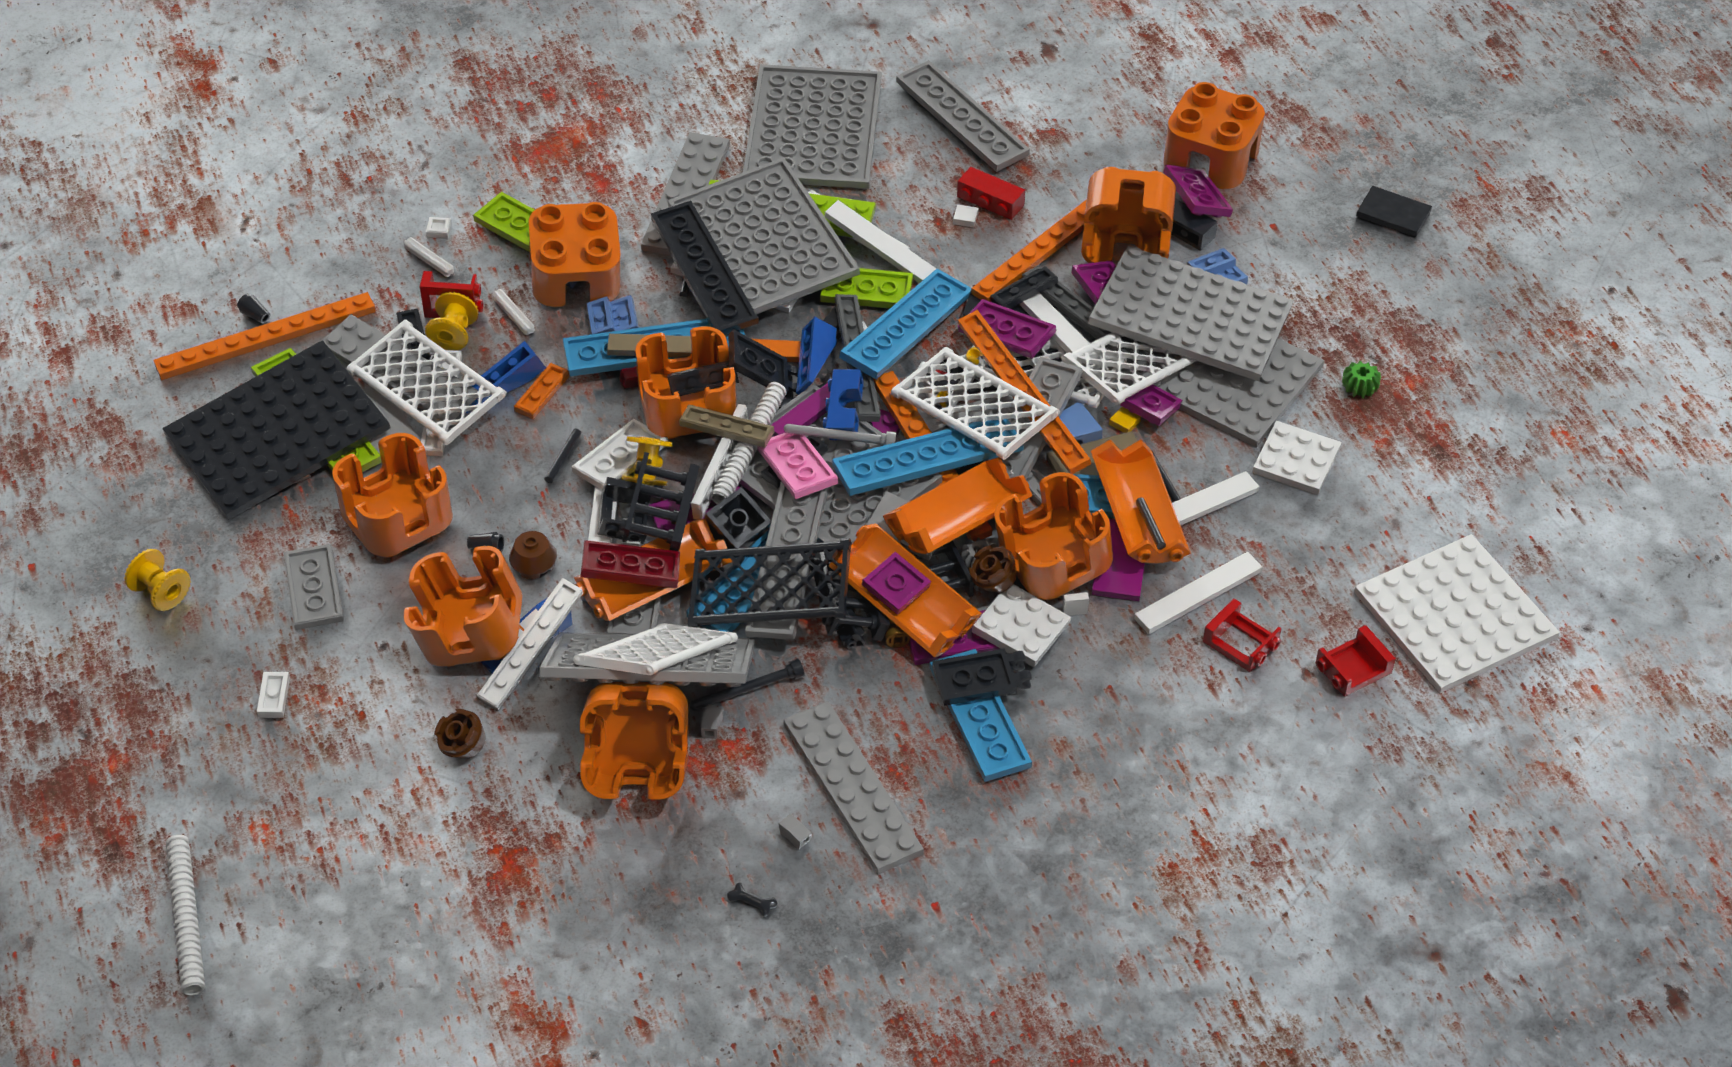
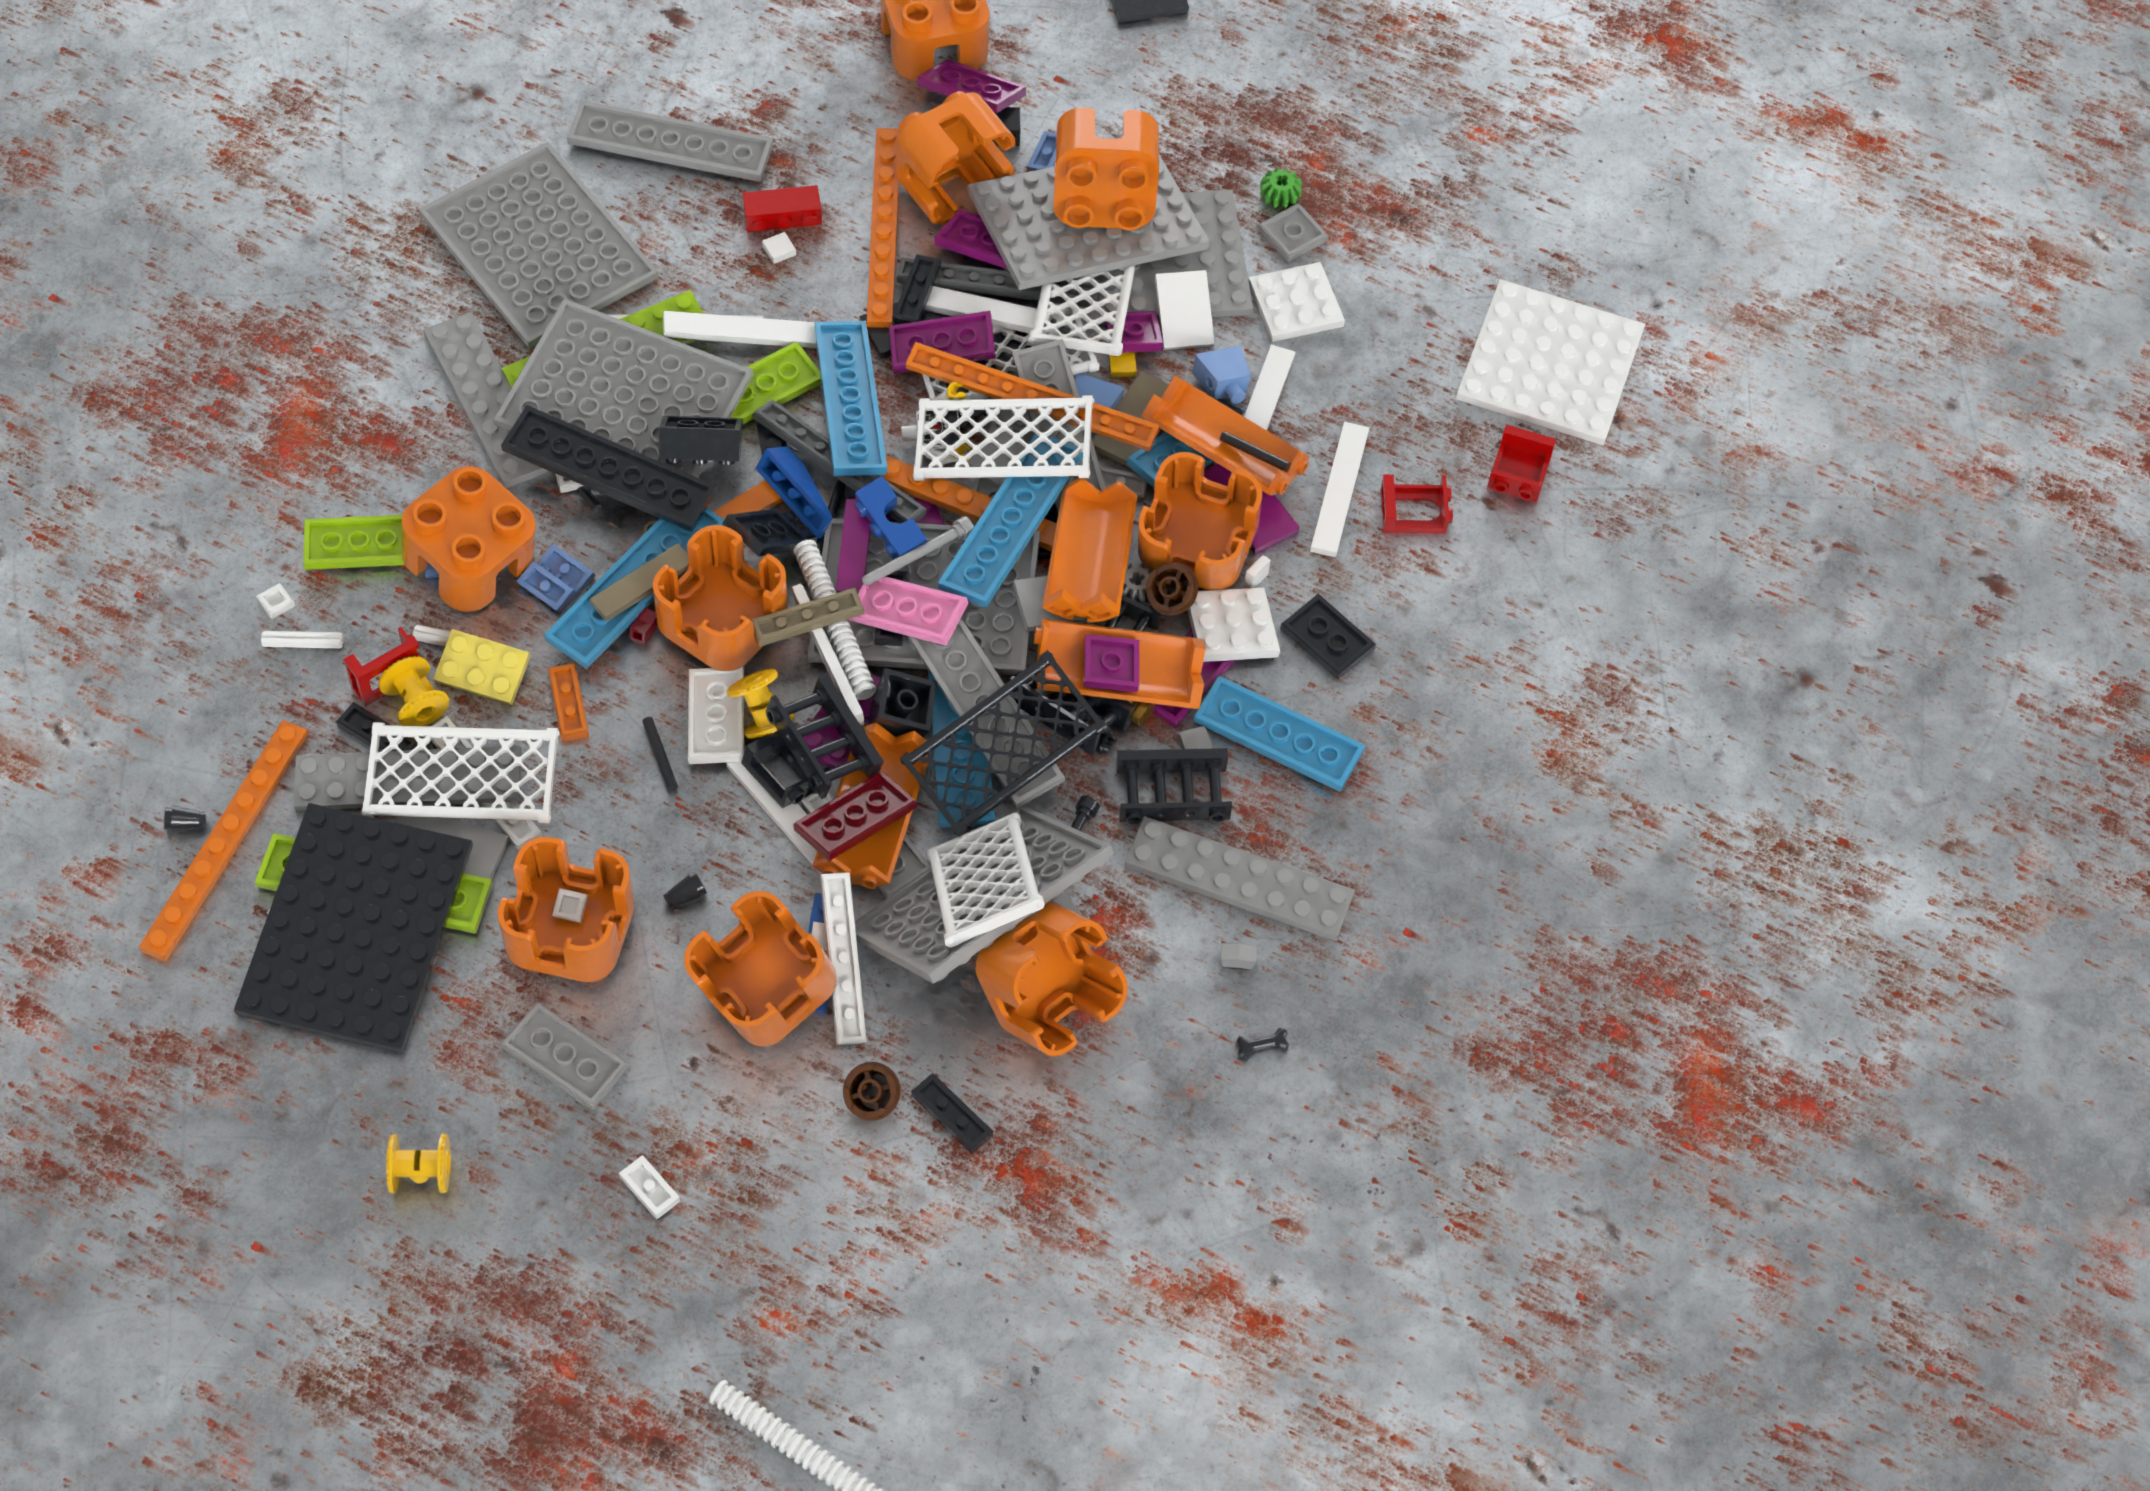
camera: 45 degrees left, 10 degrees up
(402, 497) = (570, 905): none -> white tile
(500, 789) = (952, 1113): none -> black plate
(507, 330) = (482, 667): none -> light yellow plate
(513, 370) = (526, 700): blue slope -> none
(532, 554) = (742, 871): reddish brown cone -> none
(698, 378) = (730, 585): black tile -> none
(777, 285) = (700, 439): none -> black slope
(872, 674) = (1171, 761): none -> black fence
(916, 681) = (1195, 738): none -> light grey tile
(980, 676) = (1250, 699): black tile -> none
(1086, 679) = (1327, 636): none -> black tile
(1188, 465) = (1223, 373): none -> medium blue torso
(1202, 410) = (1184, 310): none -> white tile
(1211, 281) = (1106, 178): none -> orange piece
(1343, 414) = (1293, 232): none -> light grey tile

